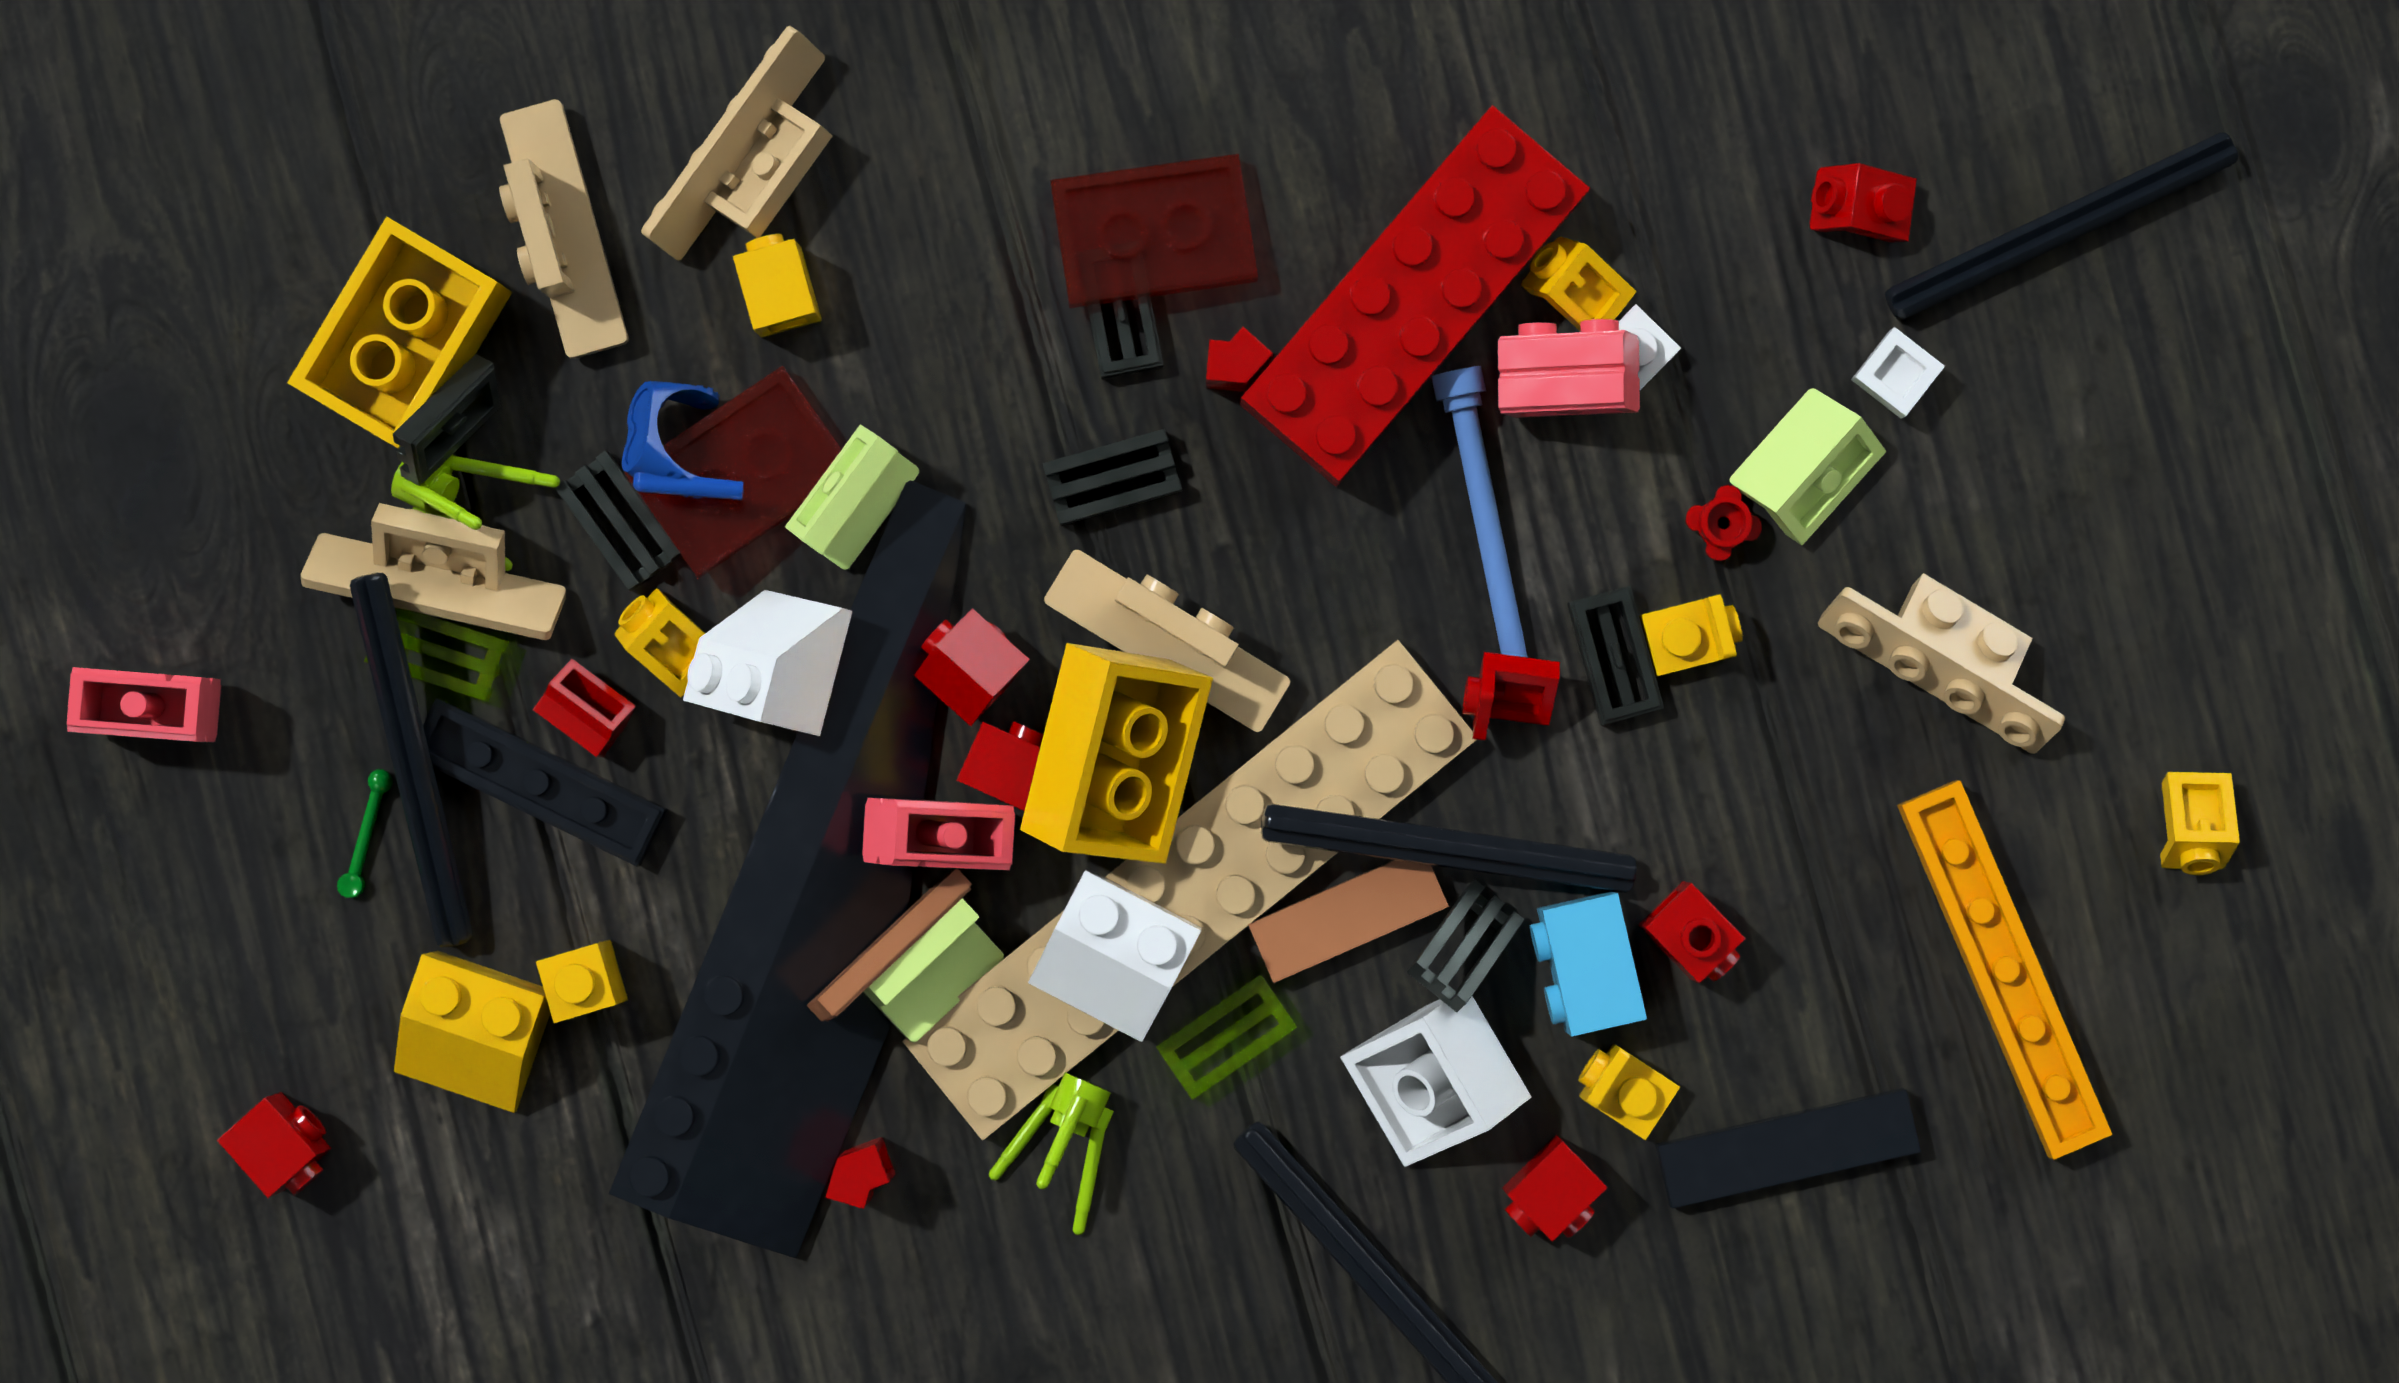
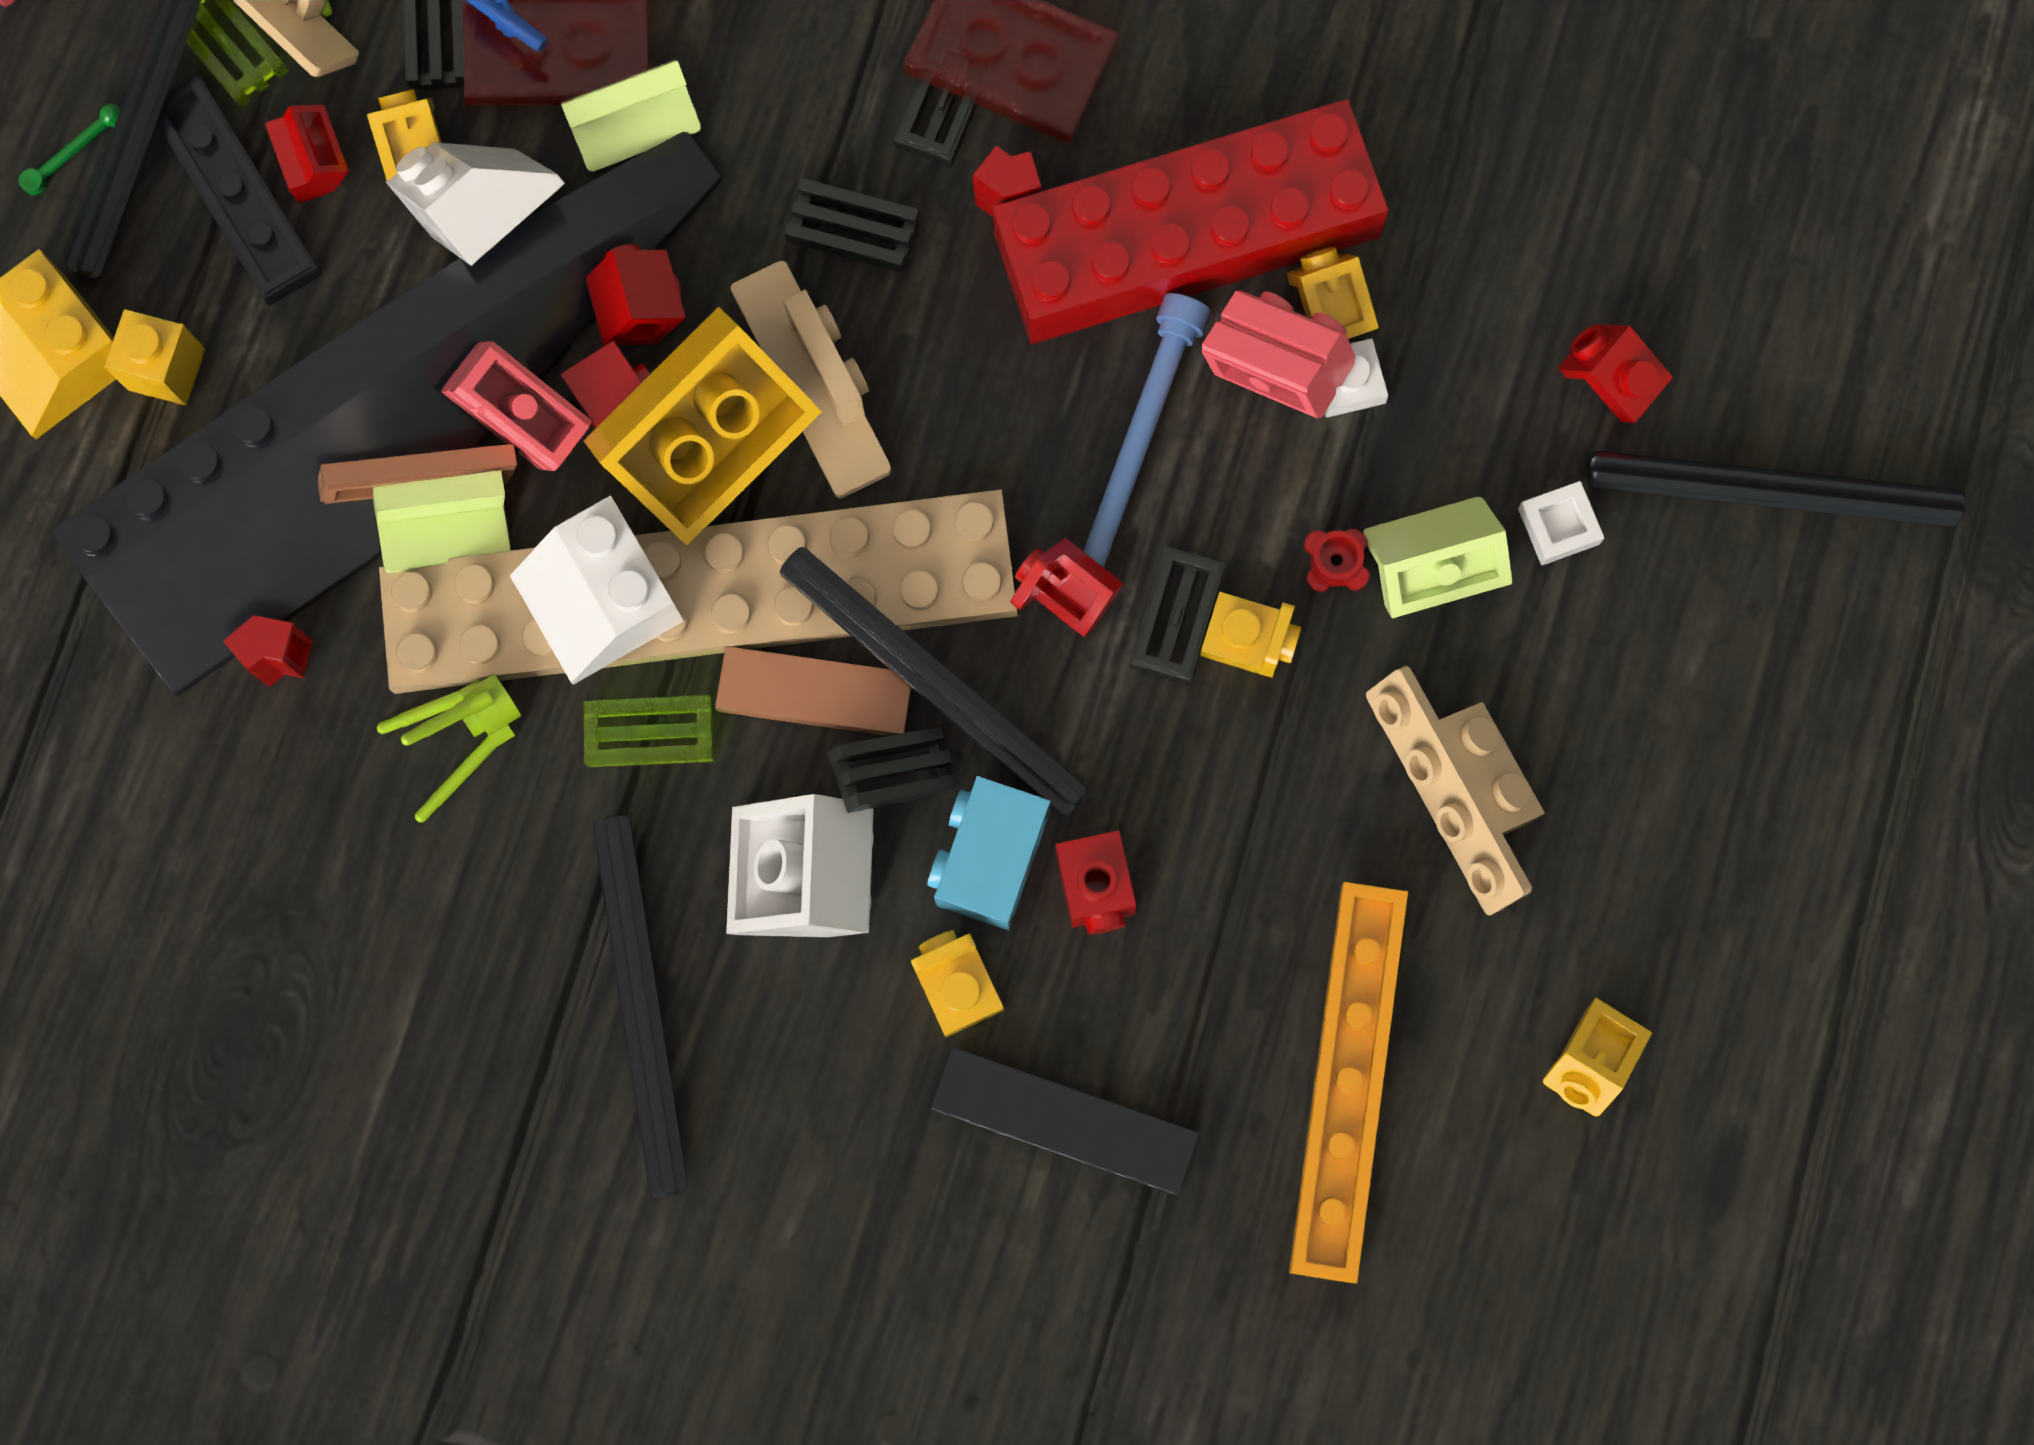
camera: 35 degrees right, 10 degrees down
(1553, 1192) = (836, 1028): red brick -> none

